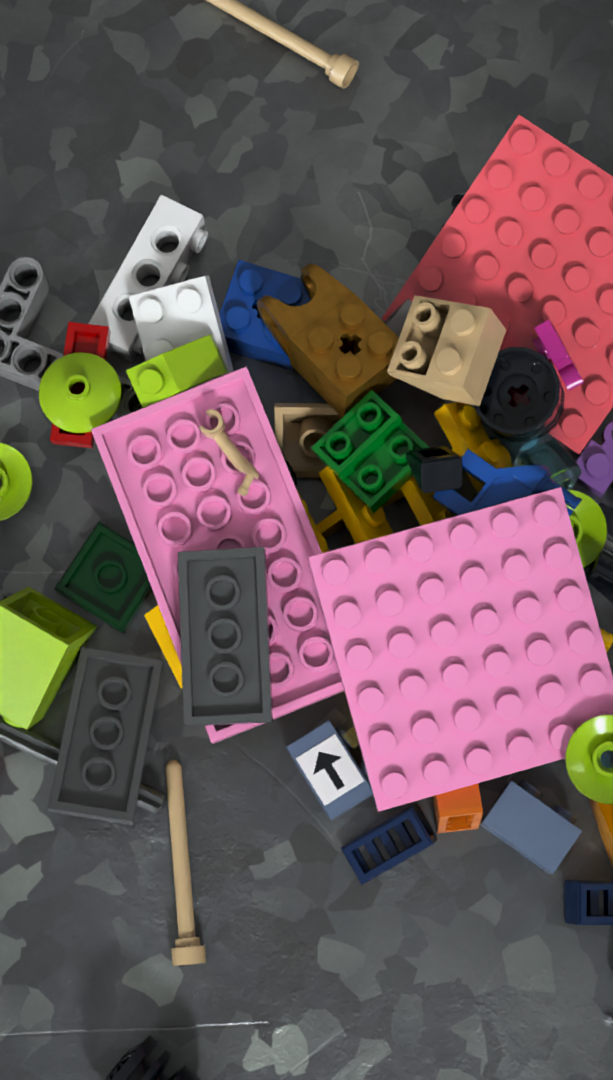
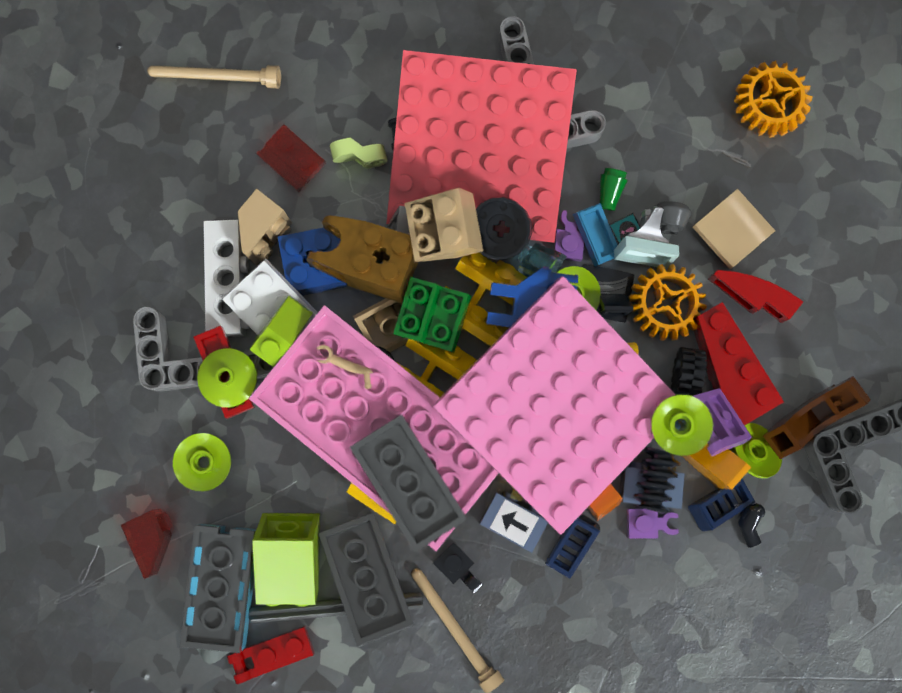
camera: 35 degrees left, 5 degrees up
(107, 578) = (308, 481): dark green tile -> none
(224, 234) = (260, 226): none -> tan slope
(227, 785) = (456, 565): none -> black plate
(310, 179) = (291, 158): none -> clear red plate
(386, 206) = (349, 150): none -> yellowish green piece
(435, 468) = (479, 305): black slope -> none
(498, 870) = (646, 523): none -> medium lavender plate
(539, 815) = (656, 480): none -> black piece
(552, 347) = (503, 187): dark pink plate -> none

